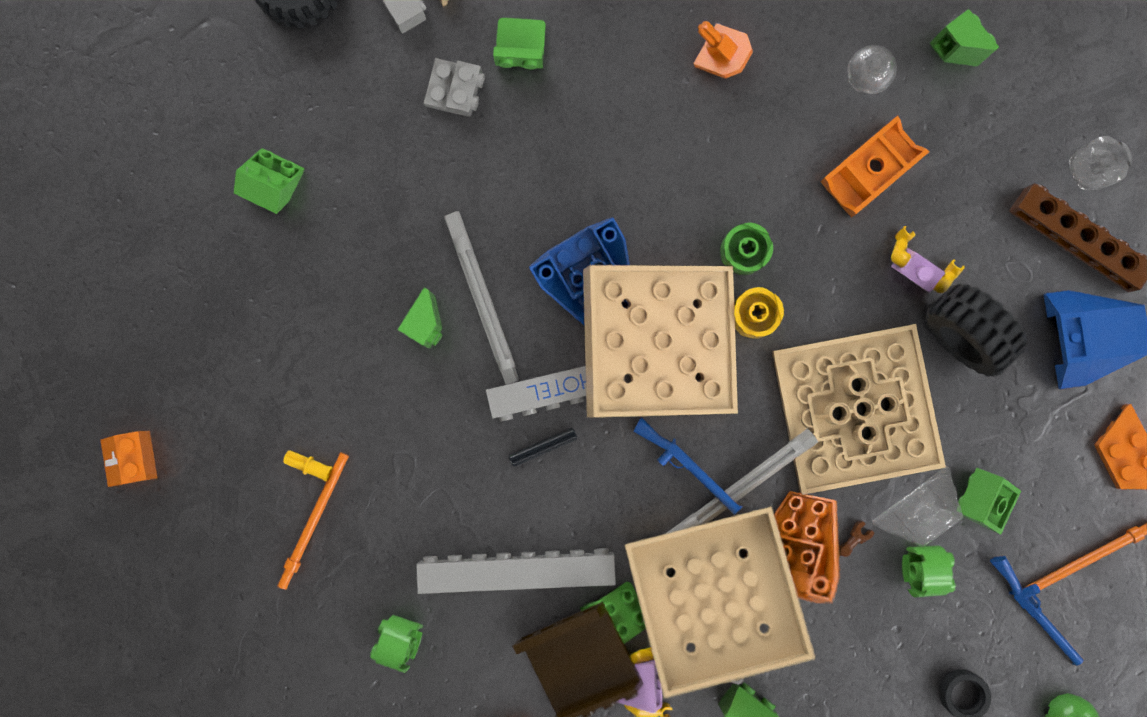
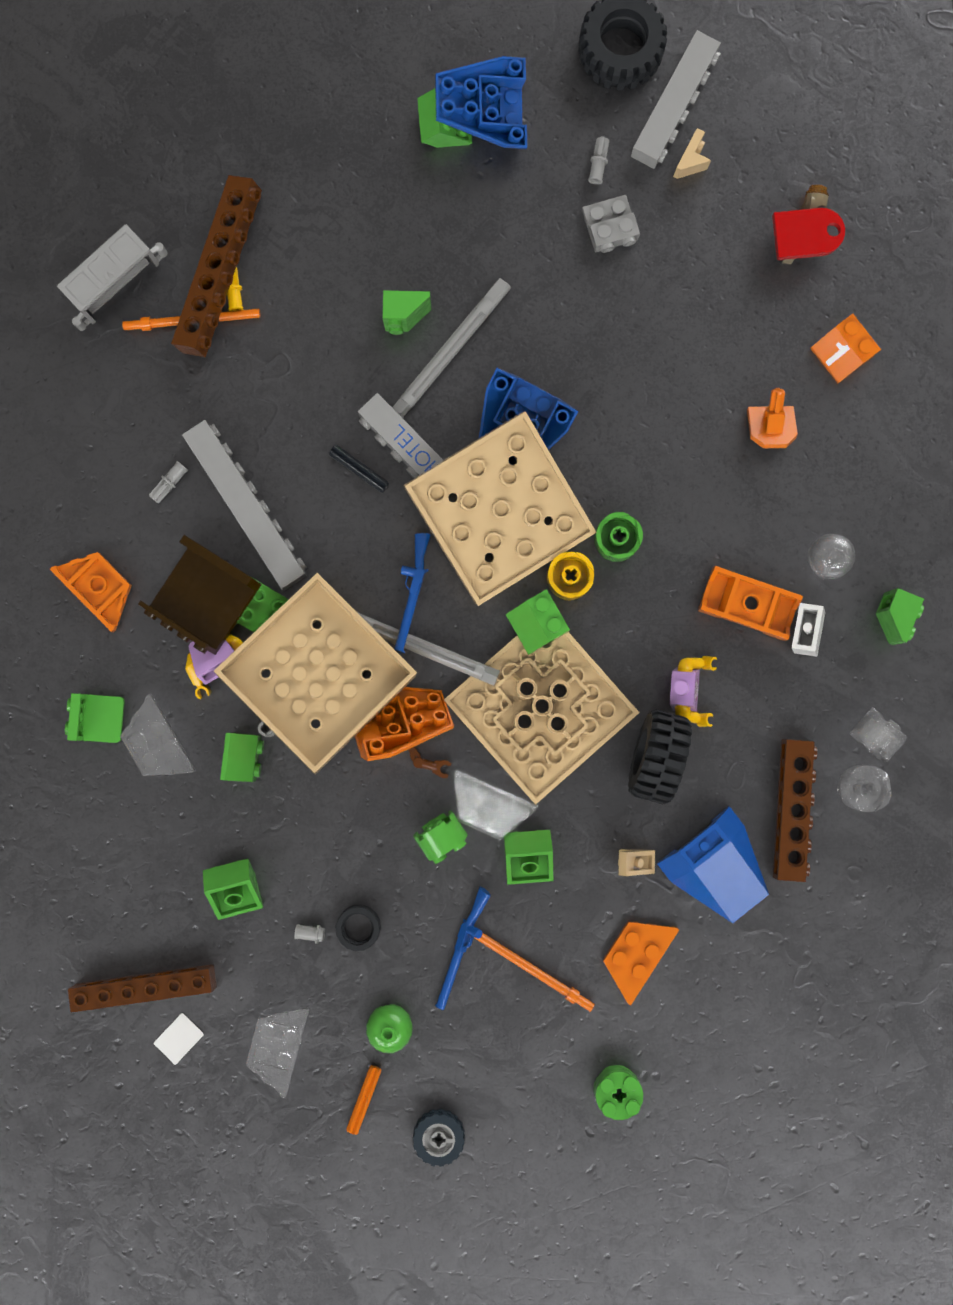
camera: 55 degrees right, 0 degrees up
(128, 458) = (155, 143): orange slope -> none
(224, 576) = (107, 272): none -> light grey container
(274, 133) = (484, 100): none -> blue wedge
(281, 481) = (217, 266): none -> reddish brown brick
(389, 63) = (599, 160): none -> light grey axle
(397, 643) = (132, 441): bright green brick -> none
(452, 630) = (168, 482): none -> light grey axle
(520, 43) = (679, 255): bright green bracket -> none
(783, 367) = (537, 622): none -> bright green slope
(929, 128) = (808, 629): none -> white brick
(1048, 407) = (636, 862): none -> tan slope
(1061, 123) = (879, 736): none -> clear brick

